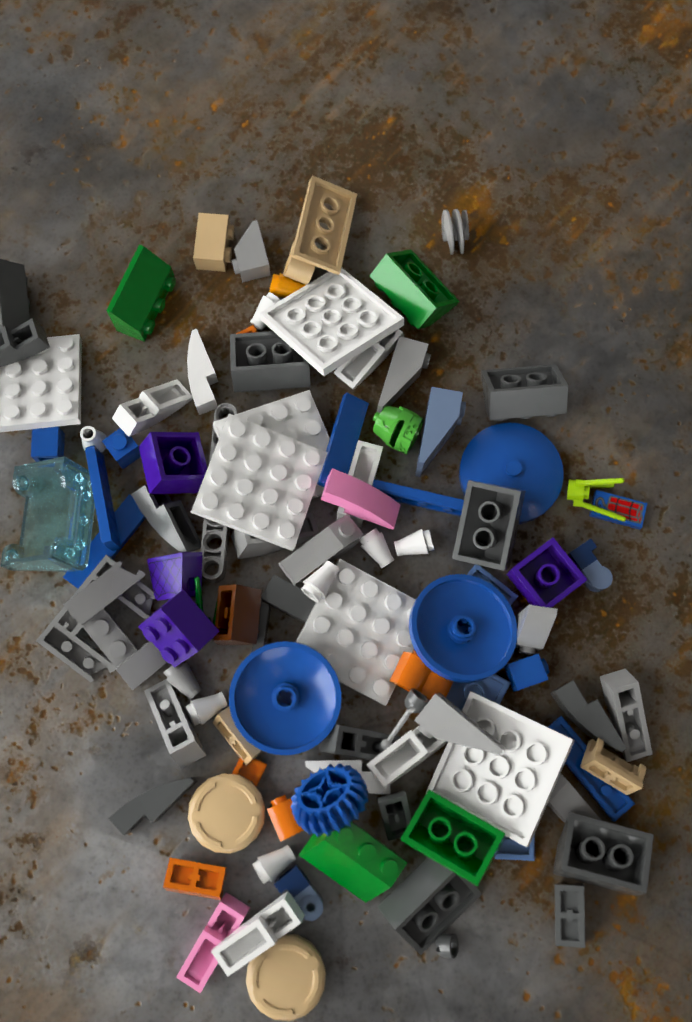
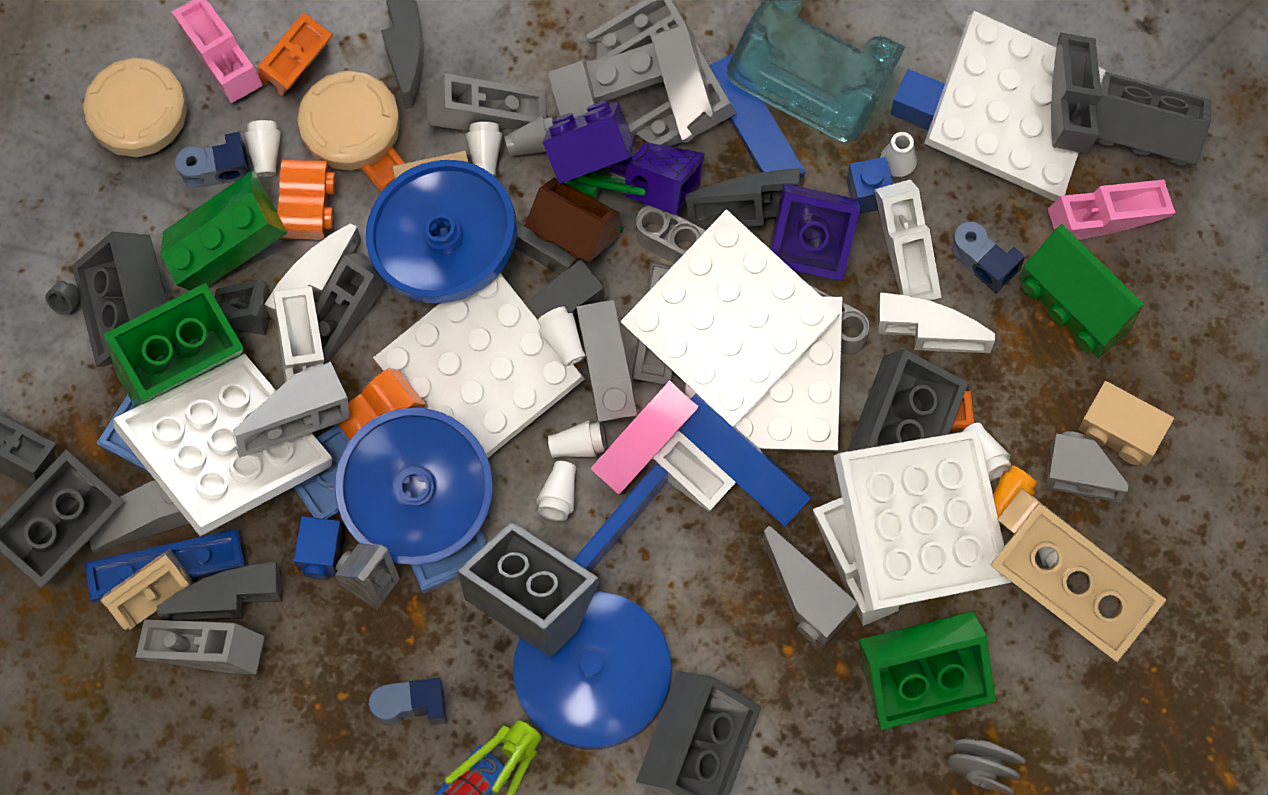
camera: 120 degrees right, 5 degrees down
(75, 304) = (1112, 208): none -> bright pink slope
(102, 498) = (810, 132): blue tile -> none
(140, 363) = (984, 257): none -> leg
(258, 933) = (195, 91): white slope -> none
(329, 800) = (292, 218): blue gear -> none
(398, 427) = (725, 541): bright green helmet -> none
(415, 703) = (349, 370): hinge -> none
(442, 415) = (705, 593): sand blue slope -> none
(546, 575) = (424, 631): dark purple brick -> none

